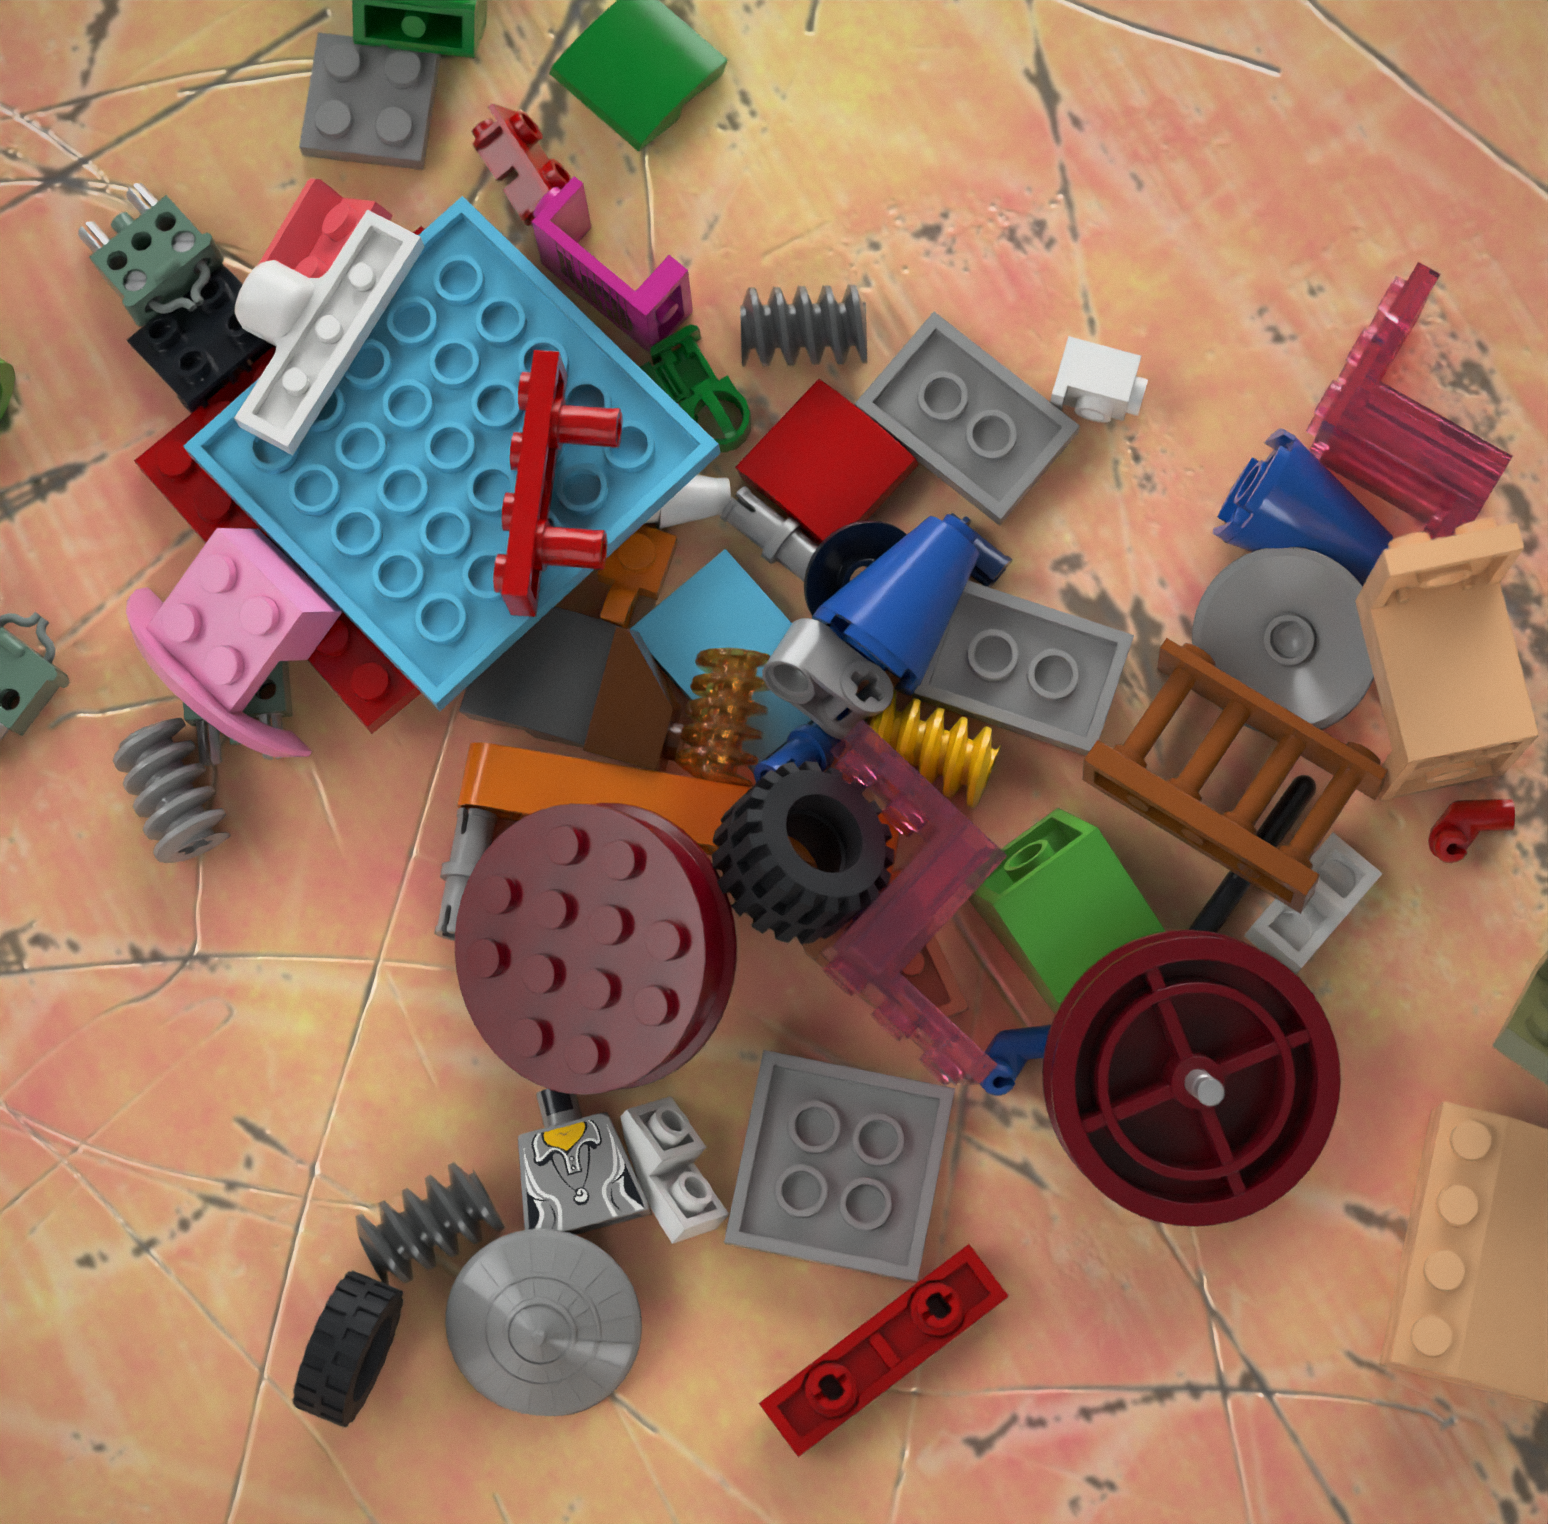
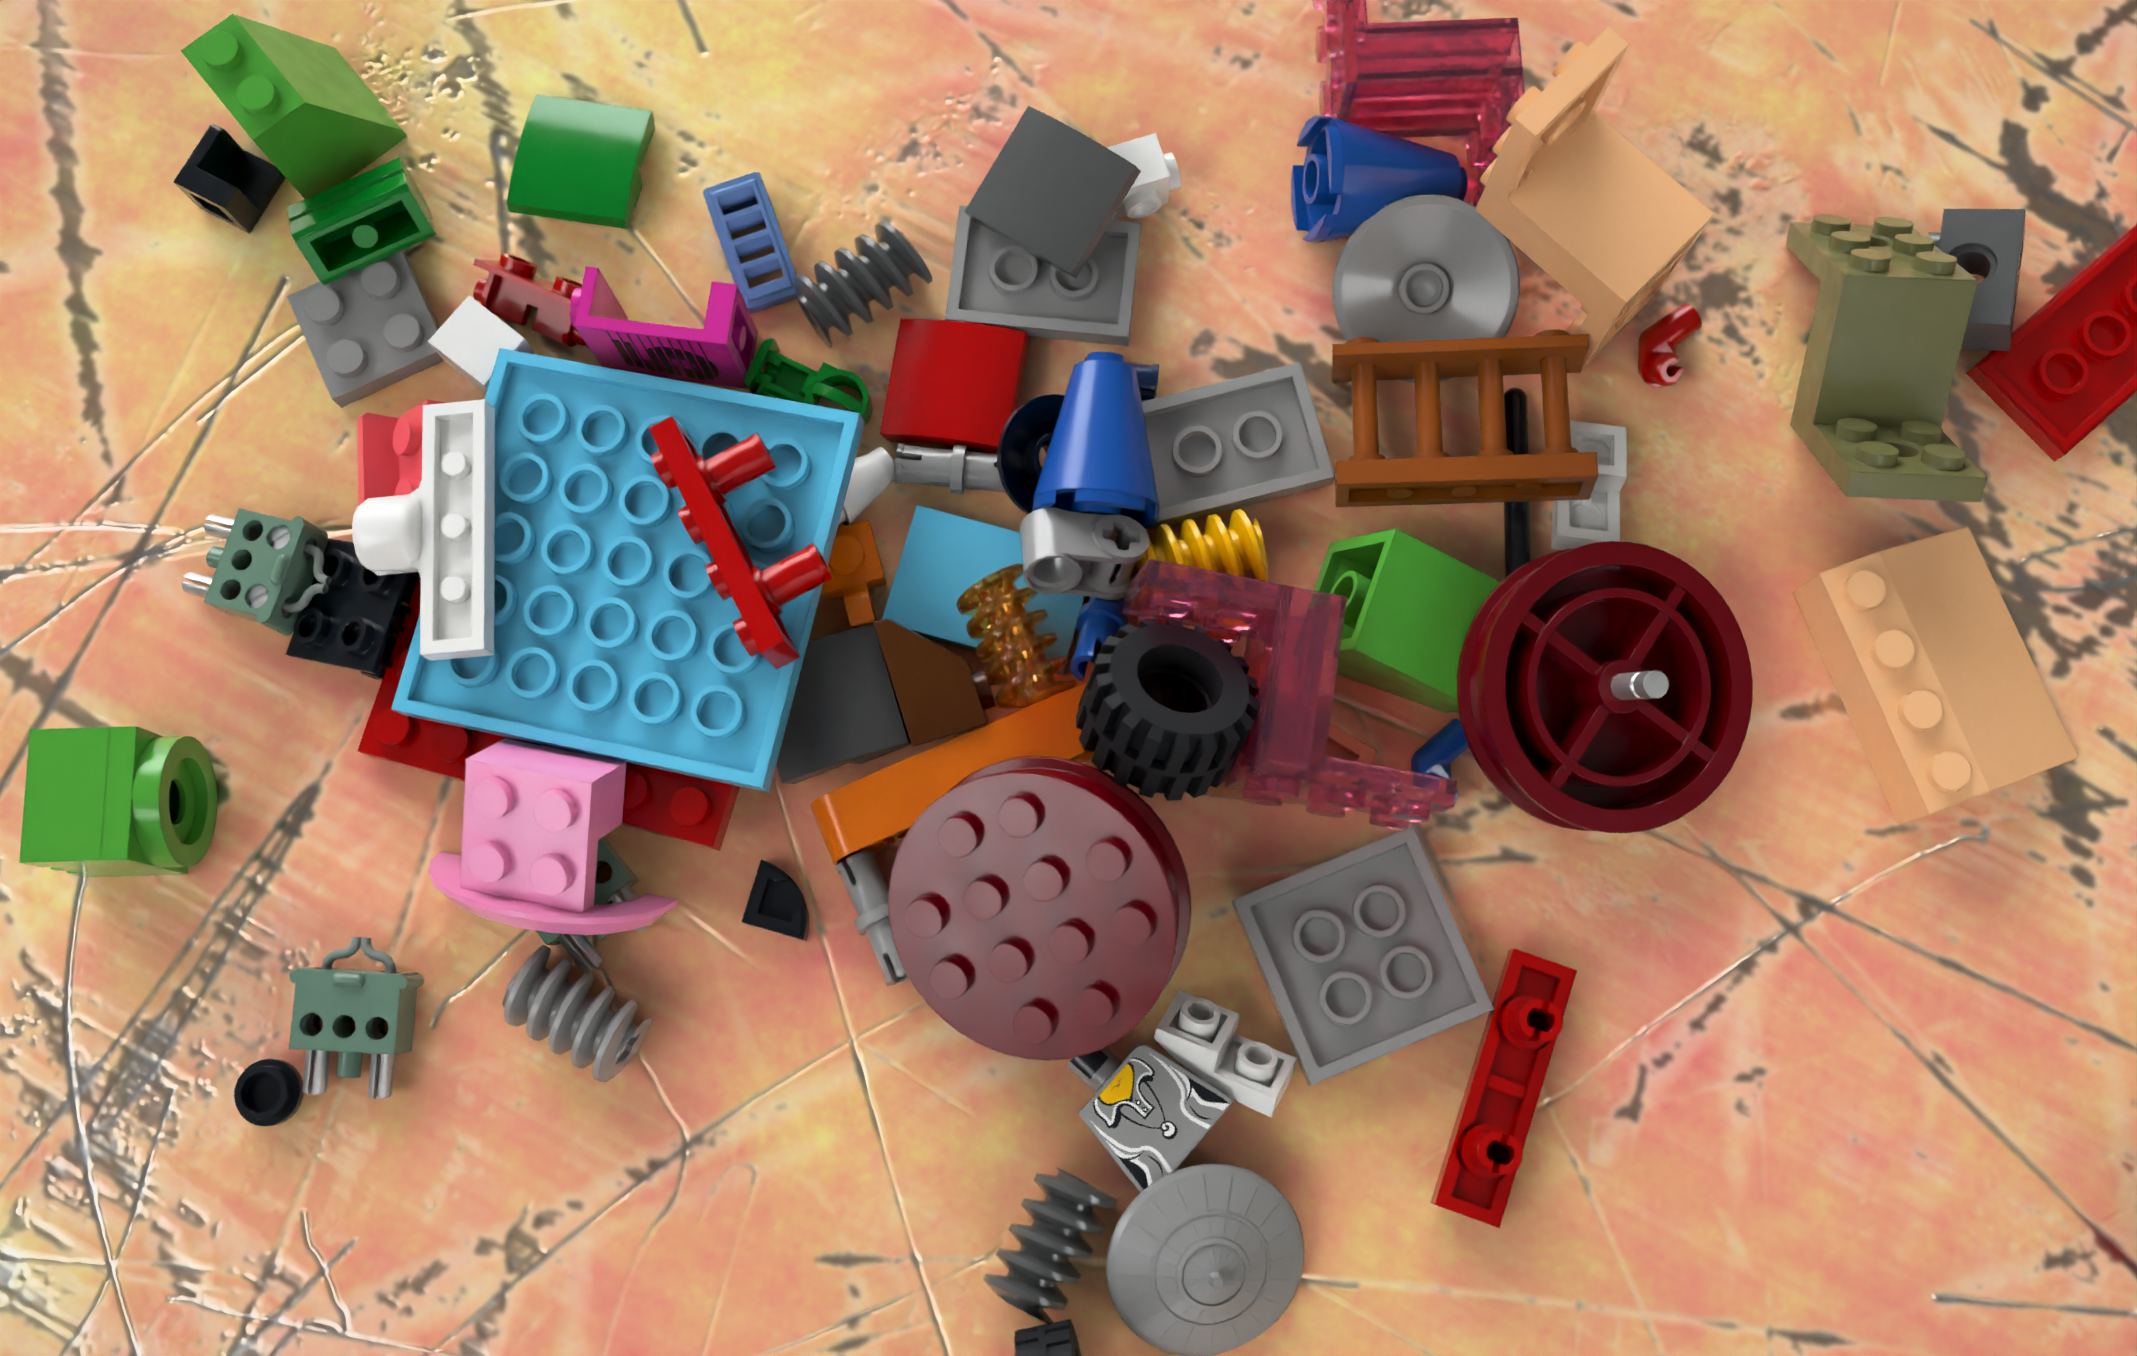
camera: 35 degrees left, 0 degrees up
(391, 808) = (777, 903): none -> black tile
(448, 172) = (472, 341): none -> white brick
(748, 182) = (736, 207): none -> medium blue slope
(1014, 352) = (1052, 191): none -> dark grey slope

